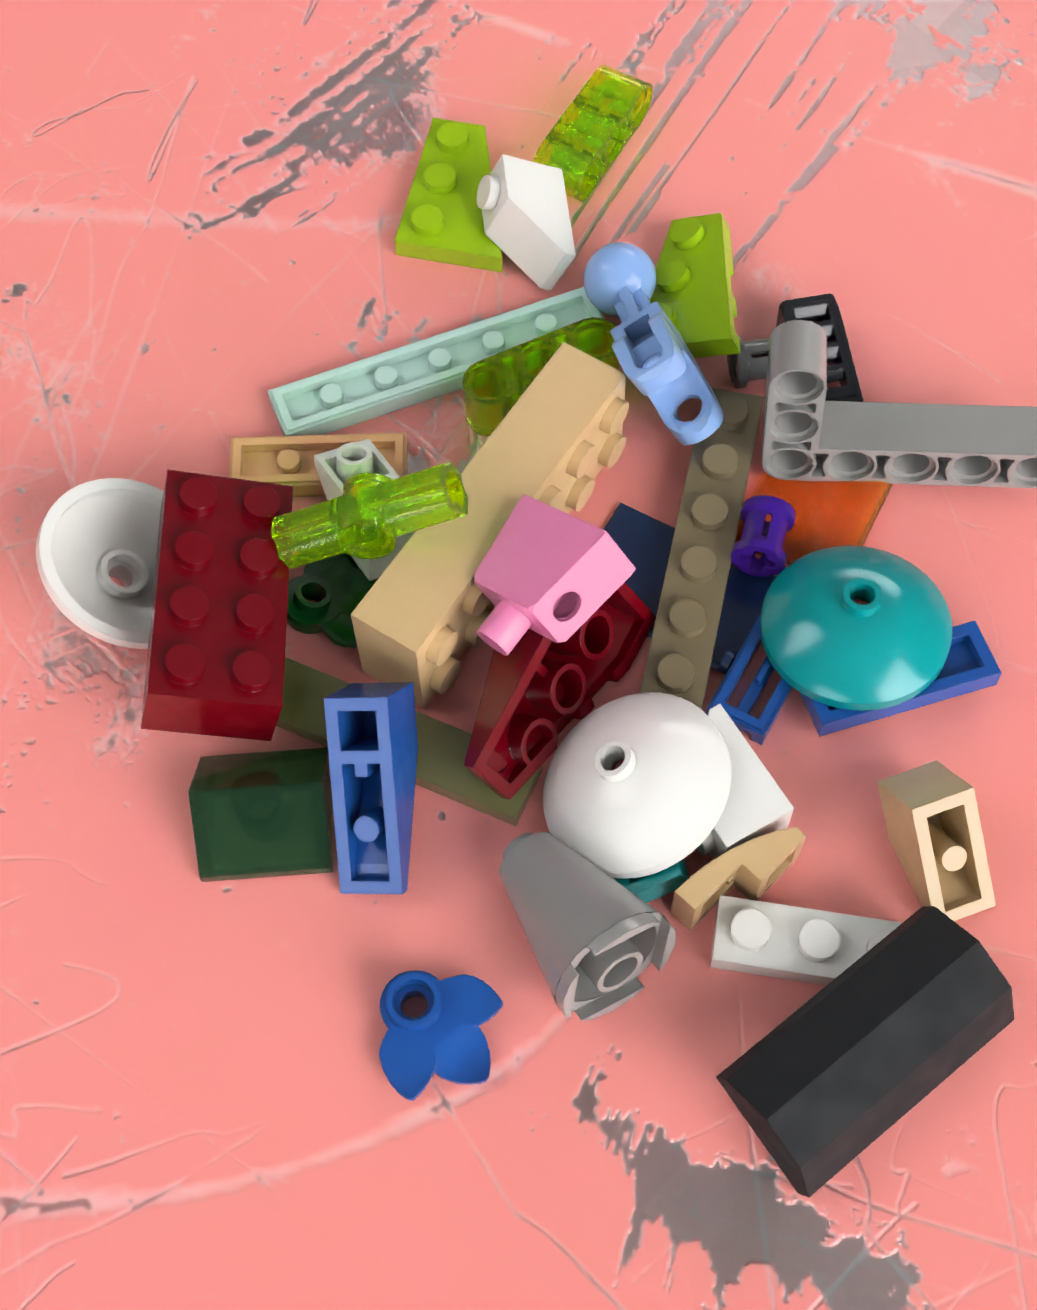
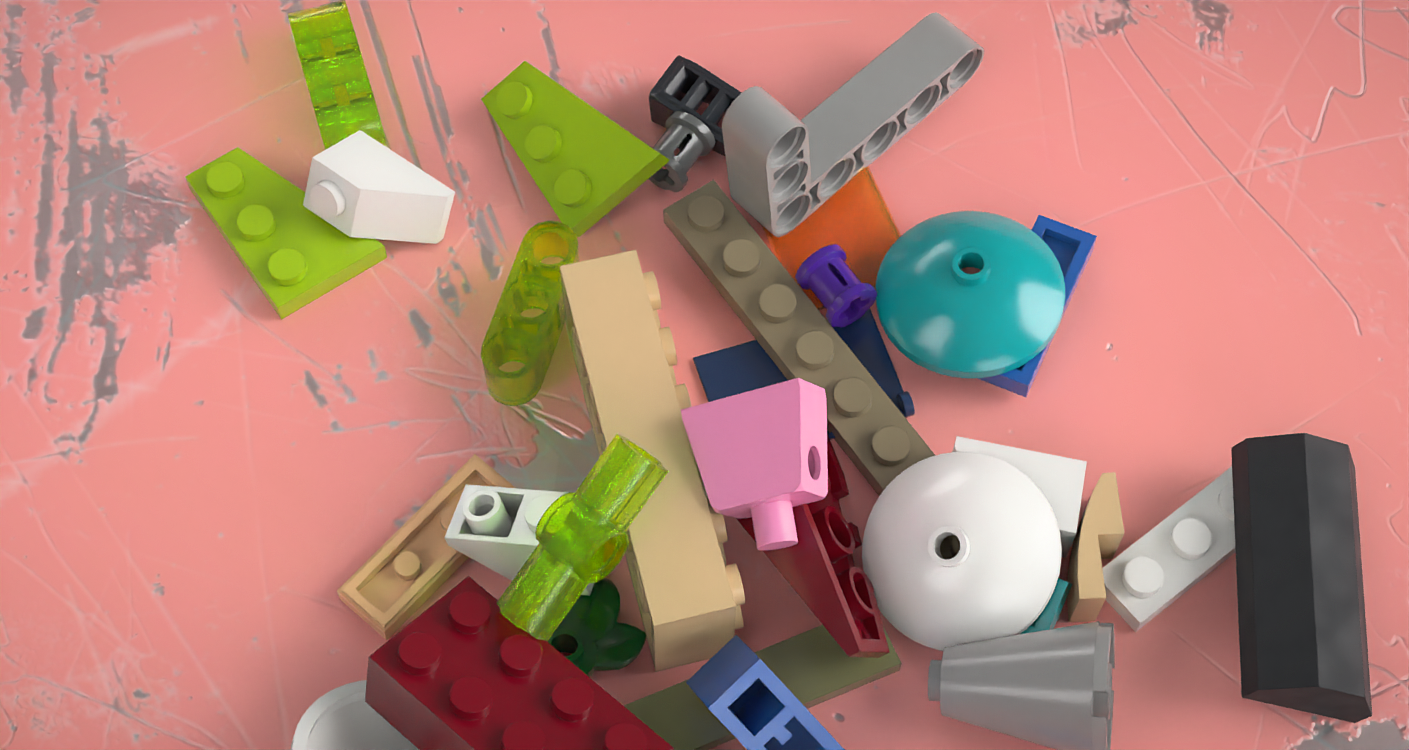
camera: 50 degrees left, 0 degrees up
(417, 369) = (425, 386): light aqua tile -> none
(647, 343) = (513, 183): light blue piece -> none
(741, 716) = (936, 441): blue tile -> none
(938, 838) = (1183, 391): tan slope -> none

